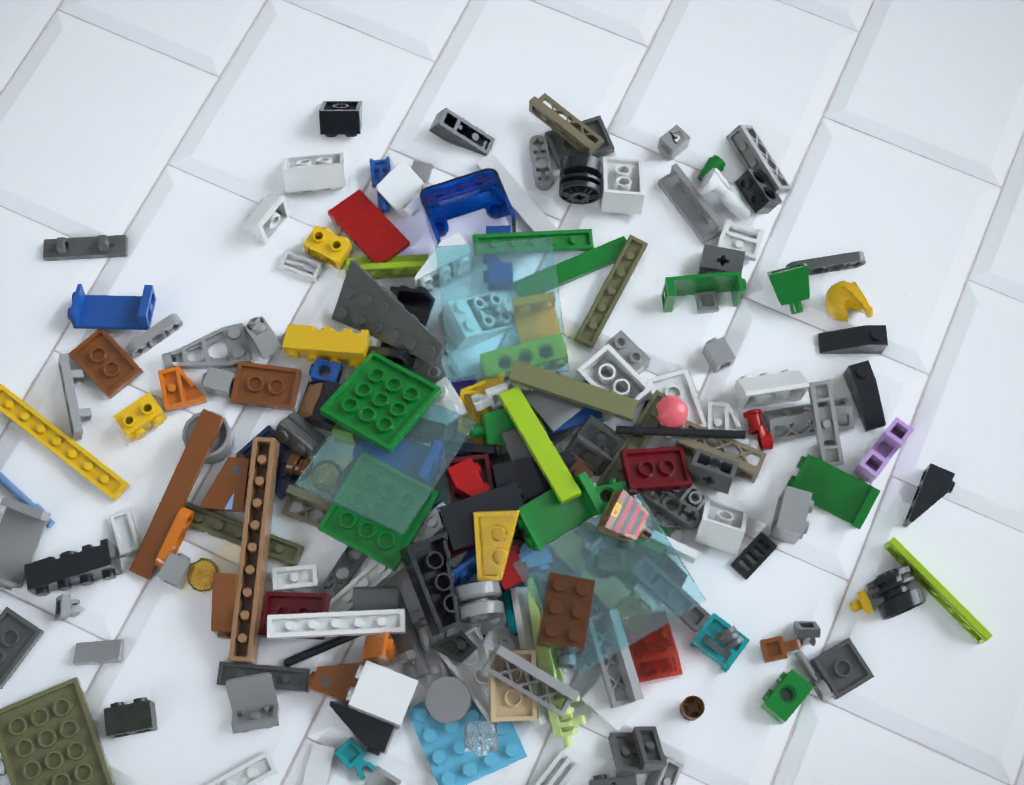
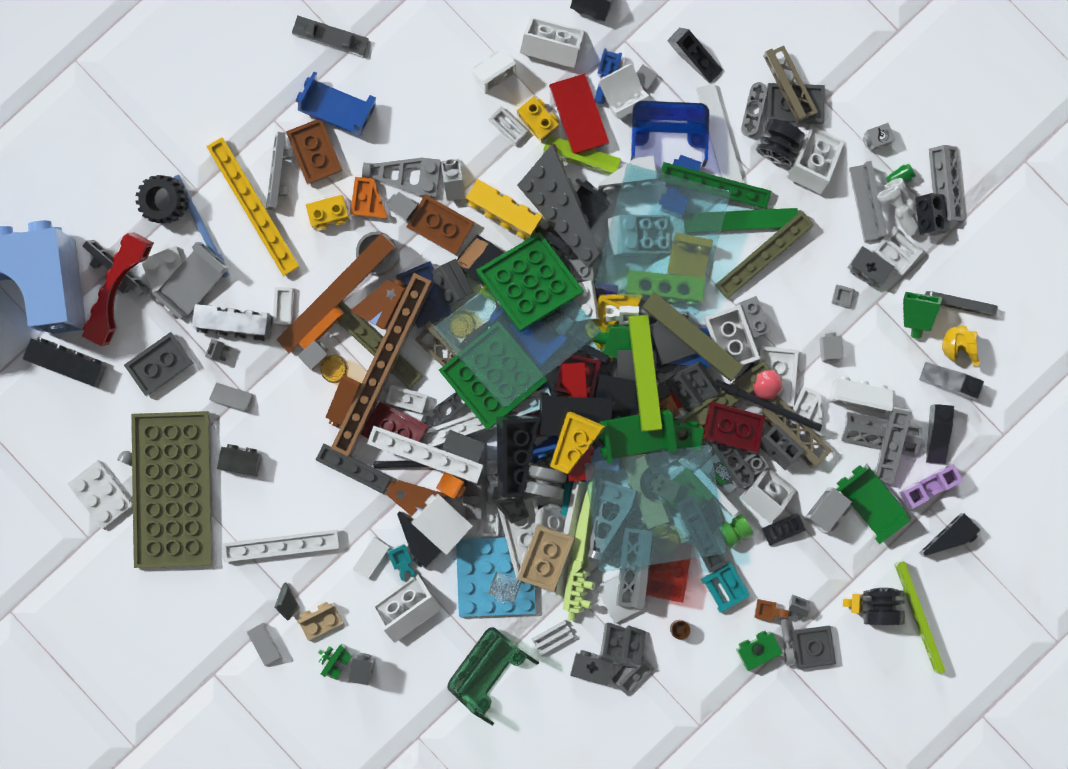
camera: 20 degrees right, 15 degrees up
(154, 335) = (363, 142): light grey beam -> none
(253, 703) = (338, 488): light grey bracket -> none
(296, 465) = (445, 312): reddish brown wheel -> none
(320, 365) = (502, 236): blue brick -> none
(448, 699) = (491, 547): light grey tile -> none
(533, 671) = (567, 559): light grey fence -> none
(565, 613) = (608, 521): reddish brown brick -> none
(624, 518) = (688, 463): torso -> none
(690, 284) = (870, 289): green panel -> none
(707, 574) = (736, 530): none -> bright green wheel
(729, 638) = (733, 589): dark grey wheel -> none
(756, 428) = (834, 422): red connector -> none

